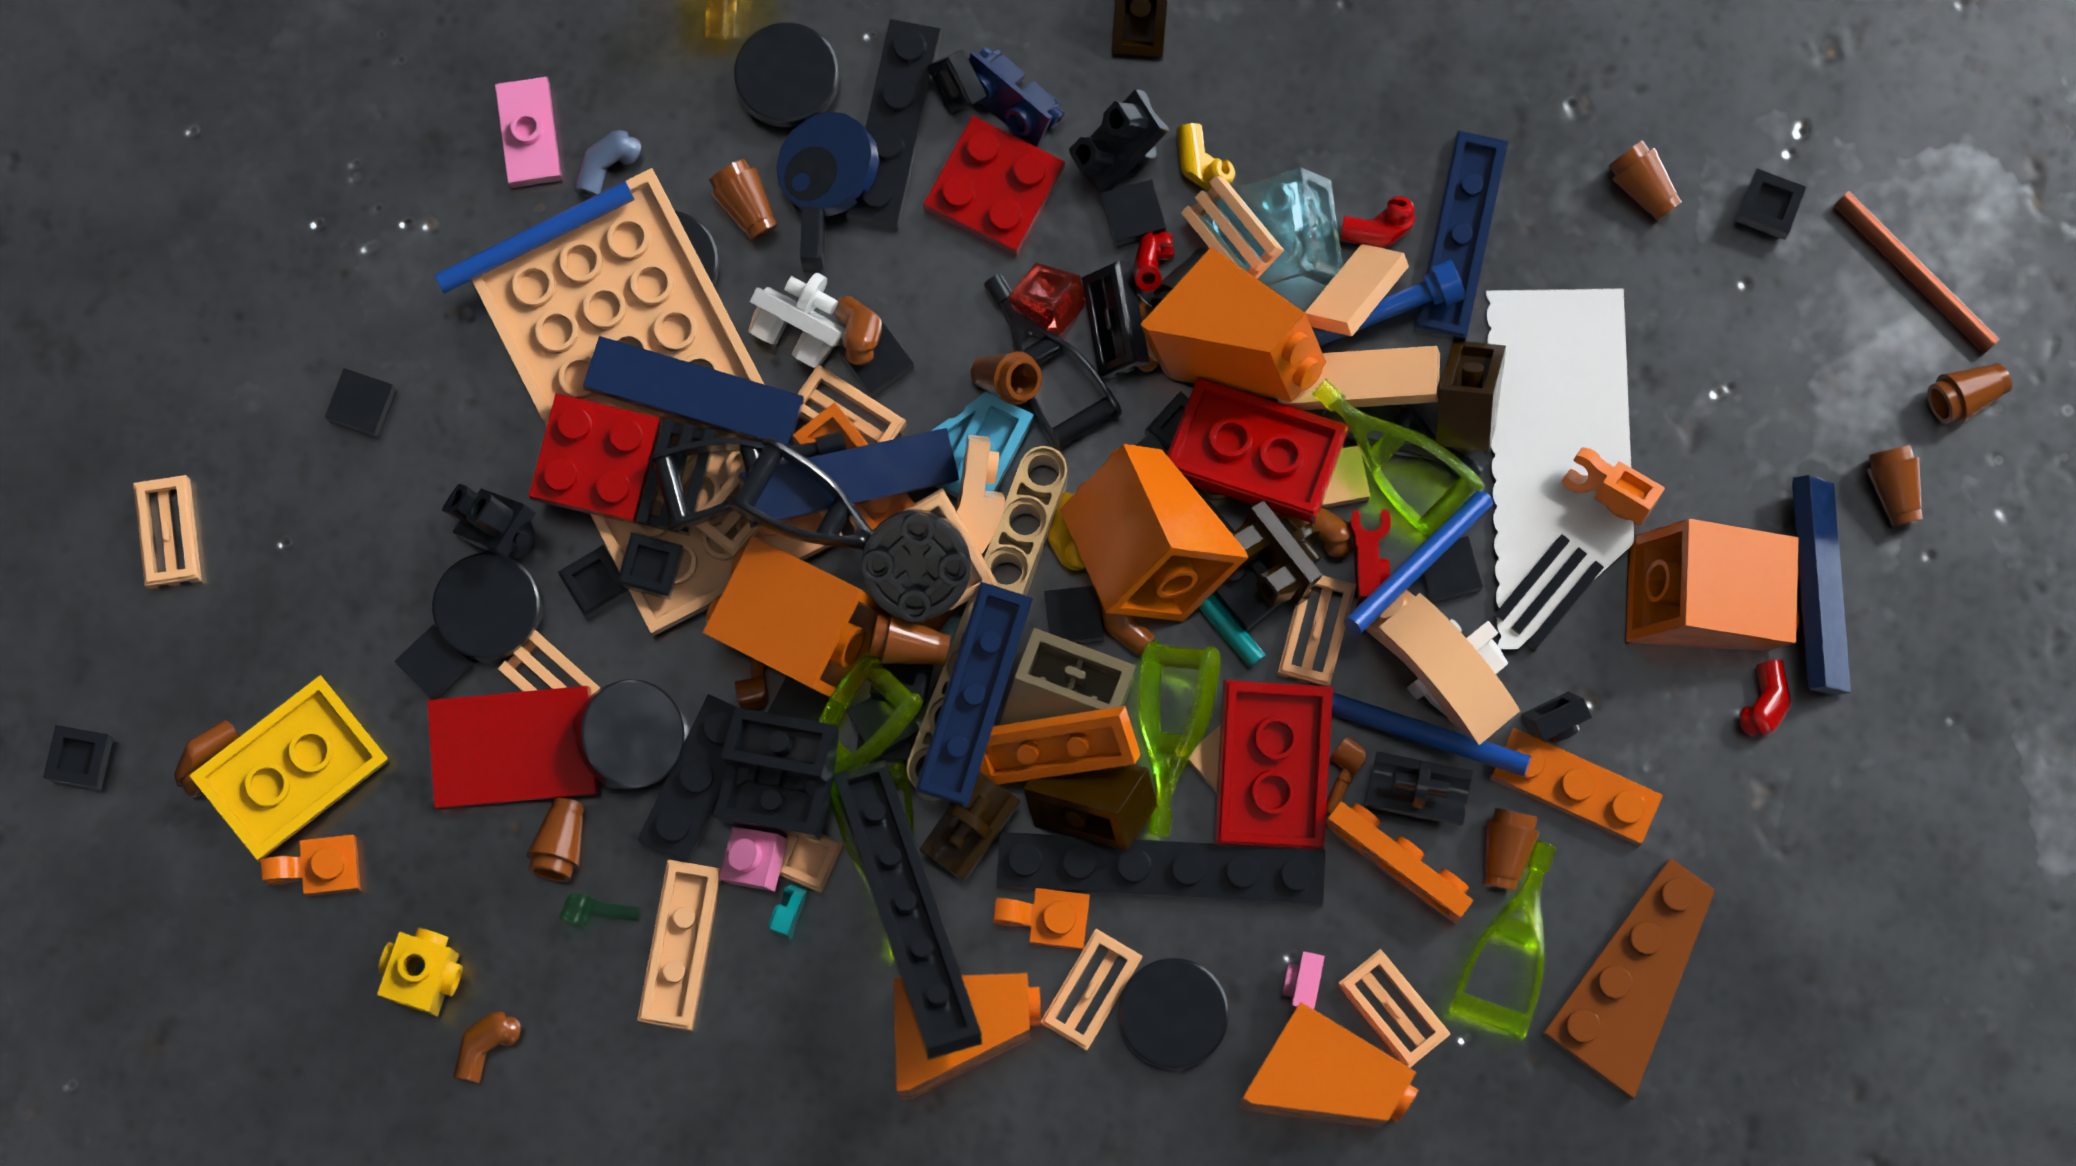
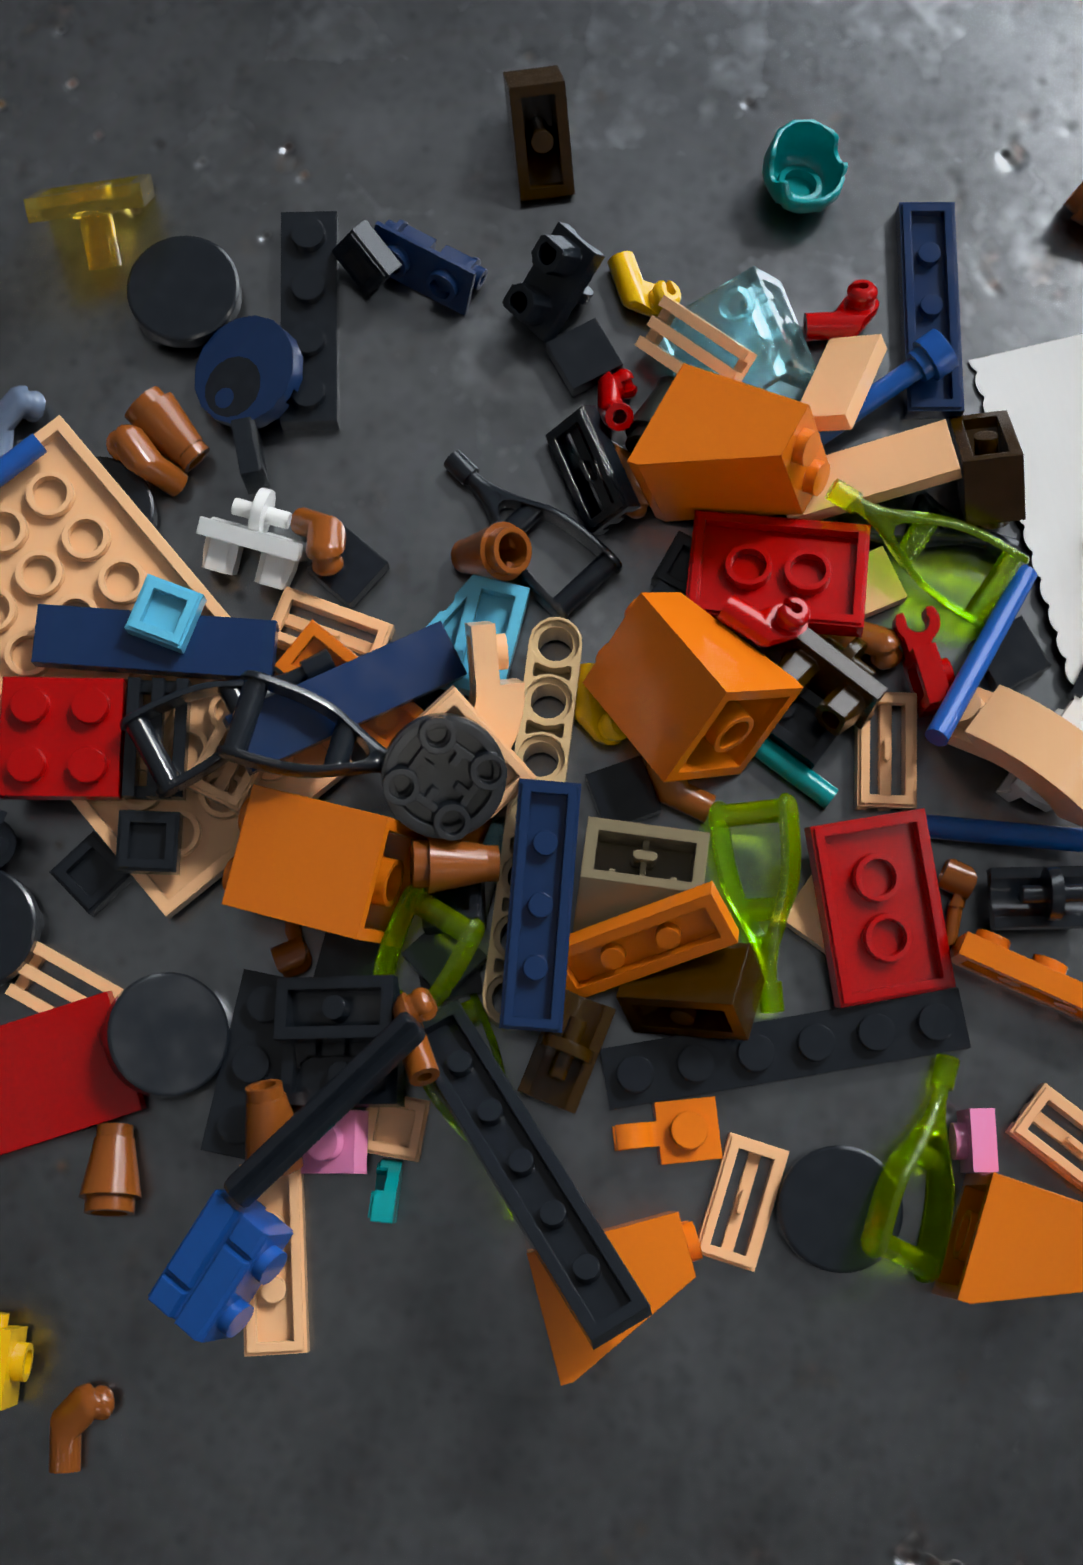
camera: 15 degrees left, 0 degrees up
(579, 908) = (152, 1242): clear green hand -> none
(636, 938) = (221, 1268): none -> blue brick
(702, 835) = (266, 1112): none -> dark orange cone
(708, 369) = (165, 613): none -> medium azure tile
(716, 222) = (141, 457): none -> dark orange arm
(752, 823) = (324, 1109): none -> black axle
(838, 784) = (420, 1063): none -> dark orange arm
(994, 185) = (430, 360): red plate -> none
(1049, 297) = (517, 462): clear red slope -> none
(1230, 496) = (769, 625): none -> red arm
(1264, 990) = (929, 1150): none -> clear neon green piece
(1375, 81) = (804, 166): none -> teal hair

